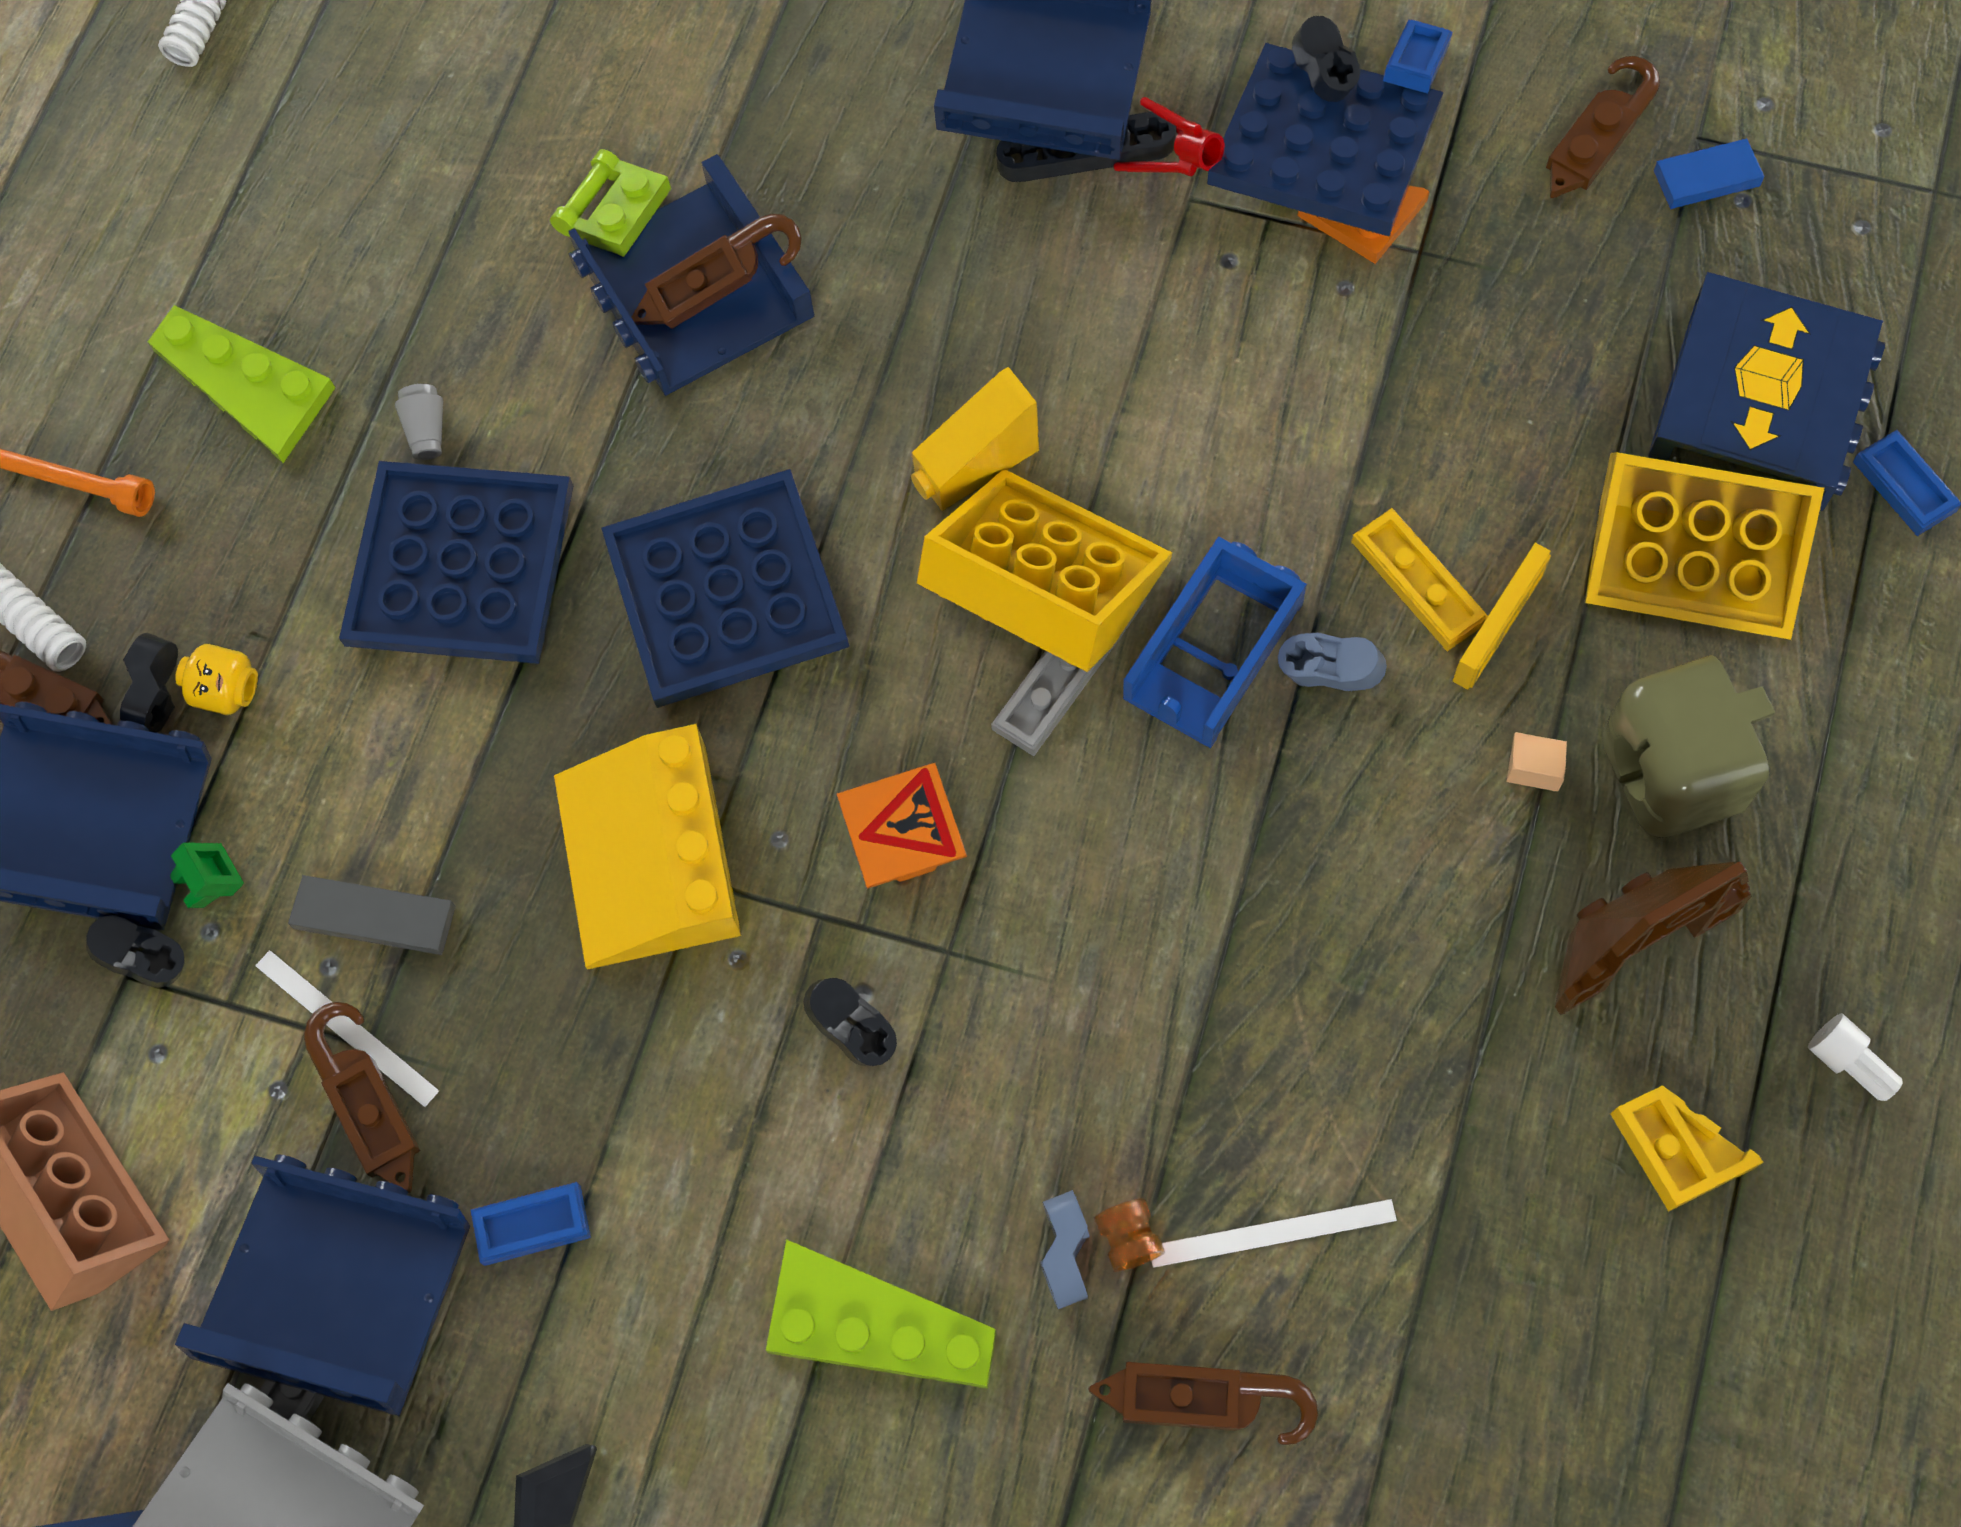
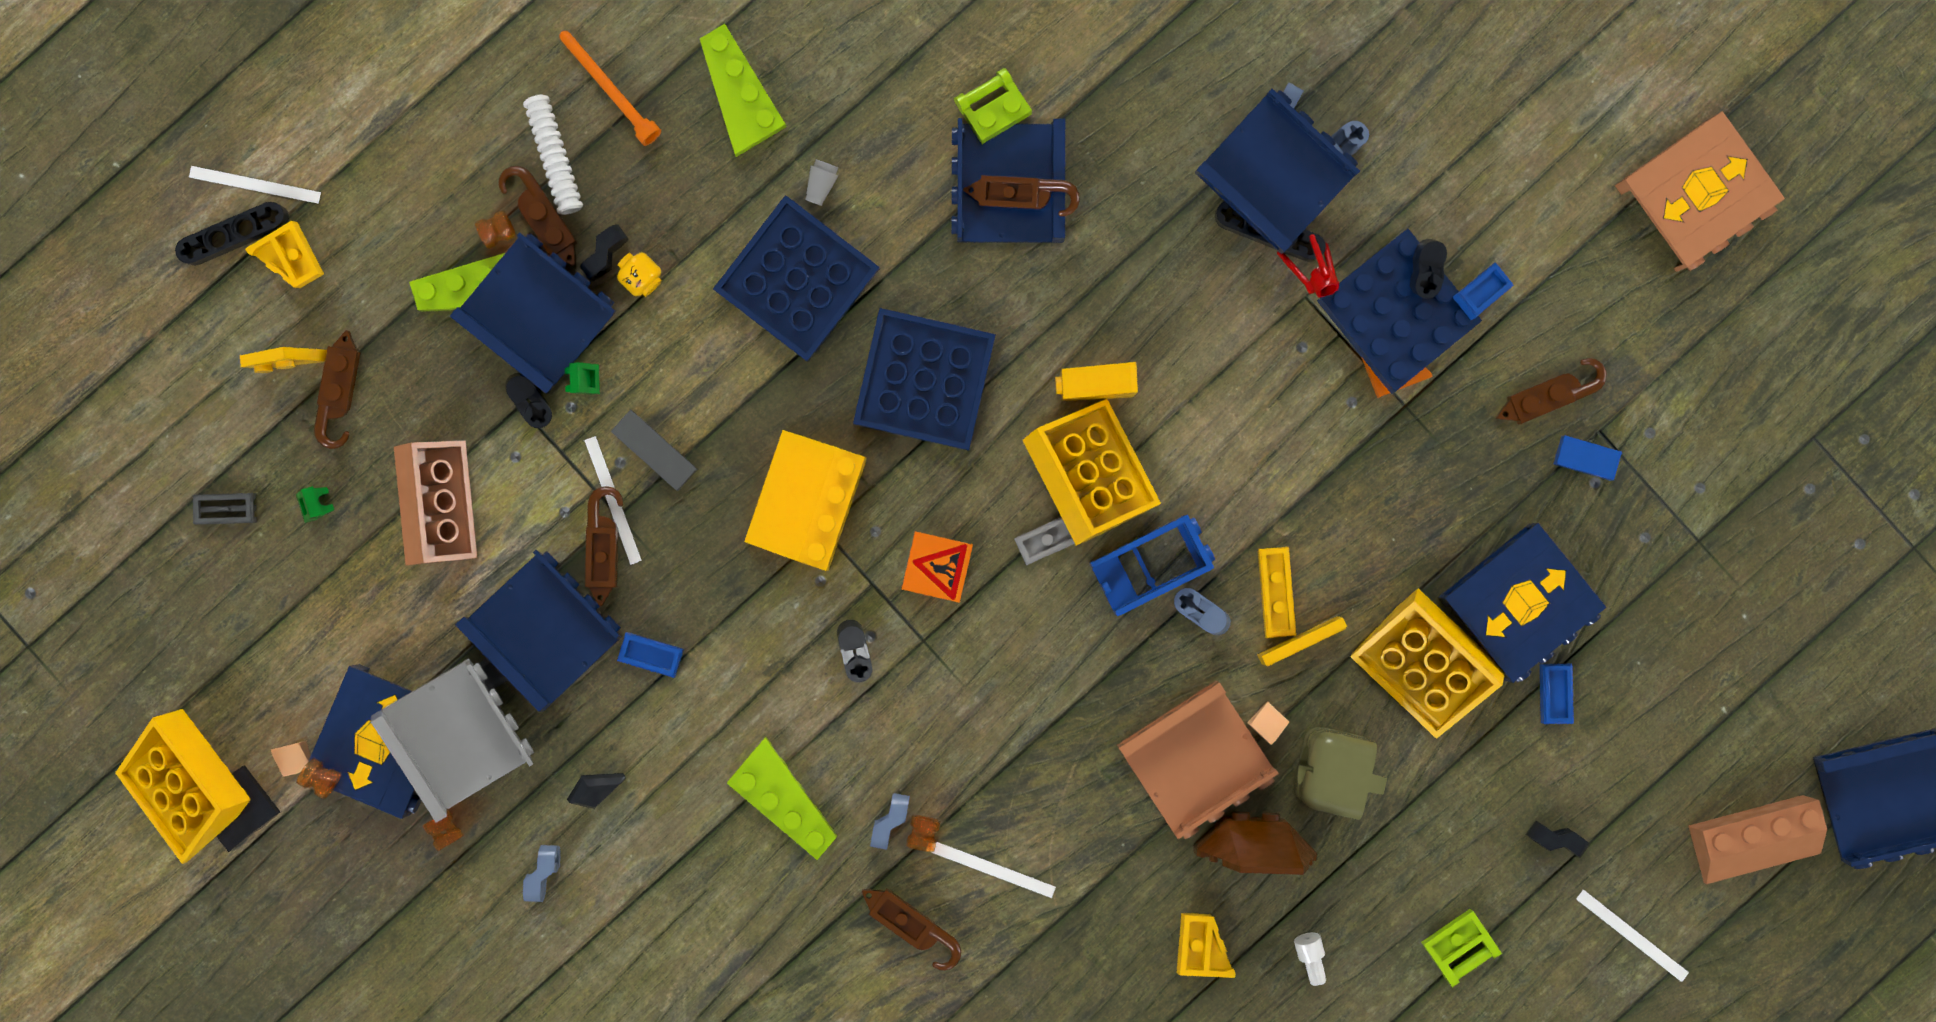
camera: 25 degrees right, 20 degrees up
(1471, 876) = (1197, 760): none -> nougat panel

